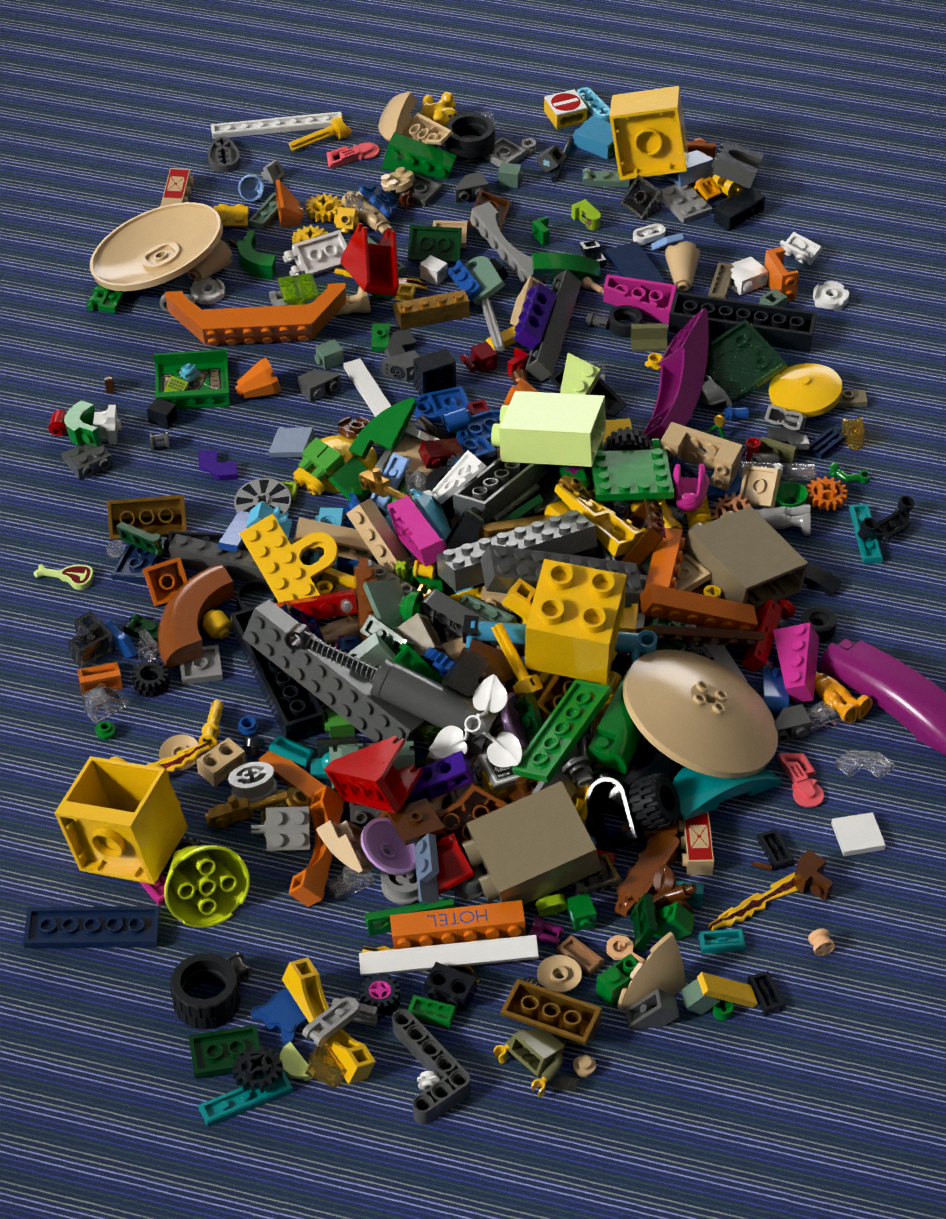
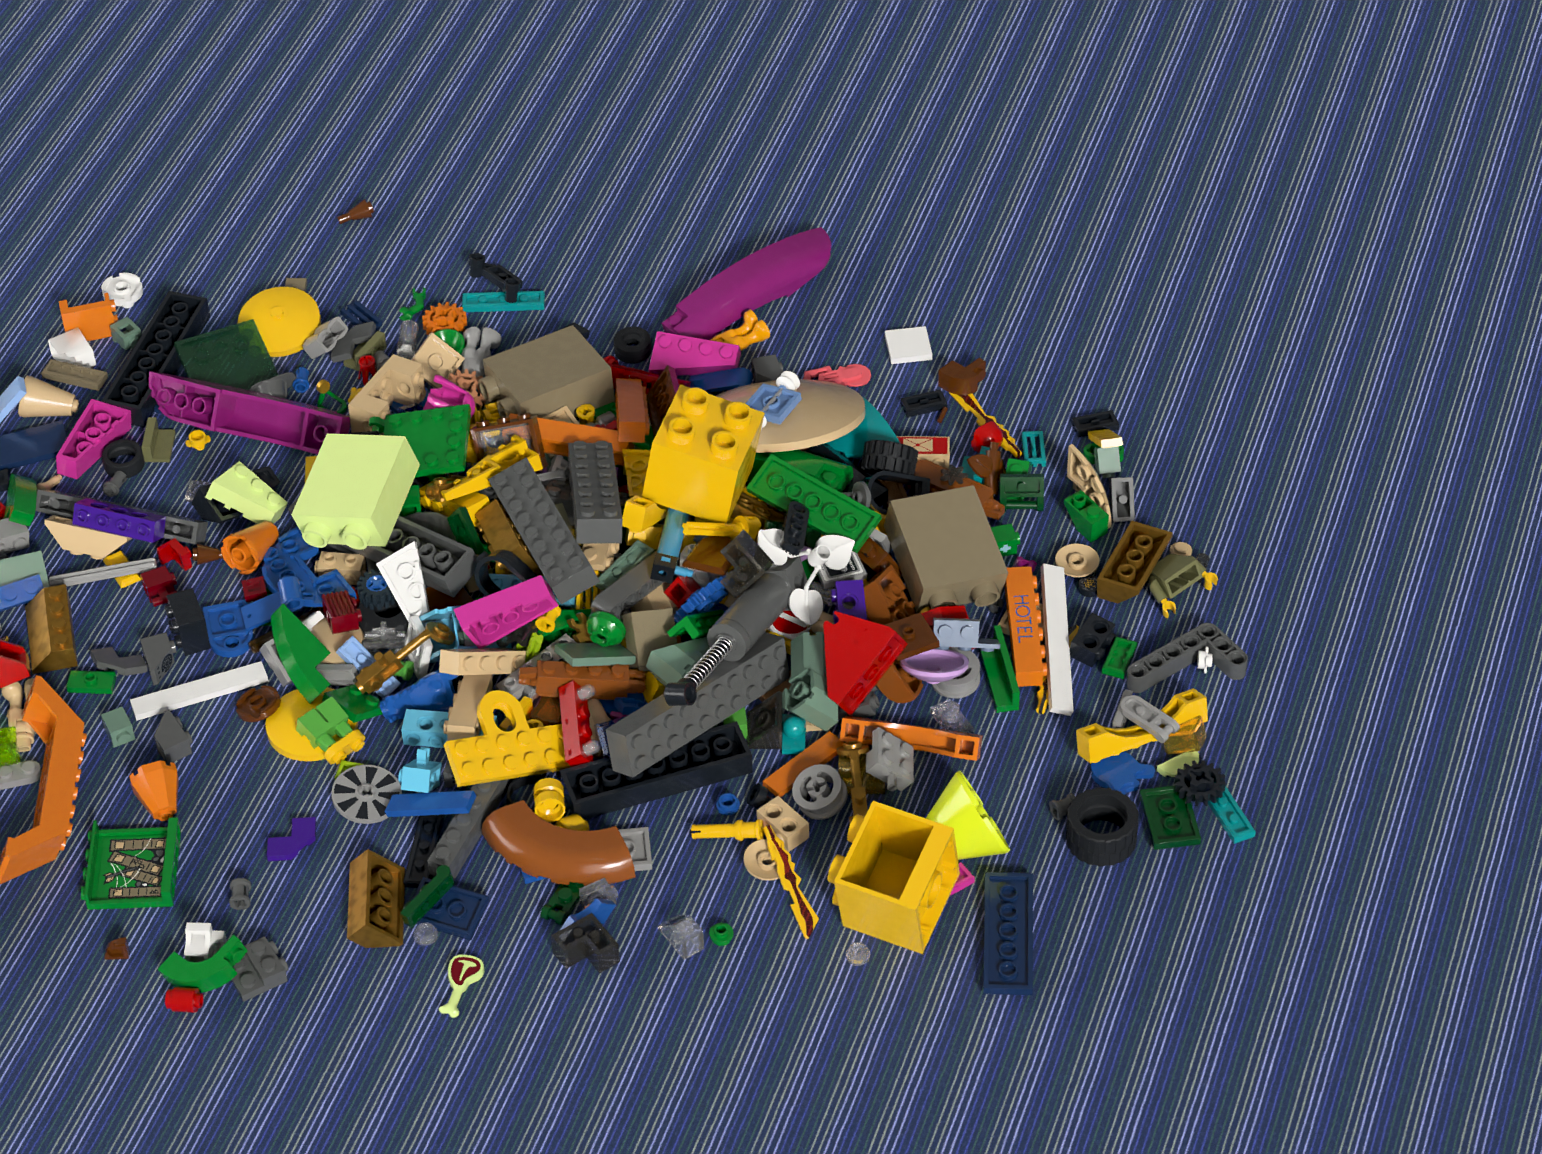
camera: 85 degrees left, 0 degrees up
(101, 675) = (646, 956): orange tile -> none
(153, 686) = (647, 881): black tyre -> none
(162, 413) = (190, 891): black brick -> none
(164, 579) = (490, 875): orange slope -> none
(176, 384) = (144, 877): lime tile -> none
(189, 372) = (120, 864): medium azure plate -> none
(233, 597) = (549, 799): none -> yellow wheel
(290, 442) = (270, 765): sand blue tile -> none
(291, 750) = (770, 764): teal tile -> none
(345, 844) = (923, 705): tan brick -> none
(381, 993) = (1099, 695): black wheel -> none
(388, 635) = (636, 659): plate -> none
(513, 708) = (794, 528): none -> black plate
(584, 956) = (1046, 550): medium nougat tile -> none
(620, 947) = (1045, 518): light nougat piece -> none
(655, 862) = (953, 474): none -> clear smoke plant
(677, 682) = (777, 401): none -> medium blue plate
(719, 894) = (985, 434): none -> red helmet
(801, 248) = (35, 304): white bracket -> none
(821, 714) = (757, 349): clear bracket -> none
(821, 942) = (1041, 378): light nougat wheel -> none
(854, 432) = (352, 290): clear yellow piece -> none
(873, 761) = (815, 334): clear tile -> none

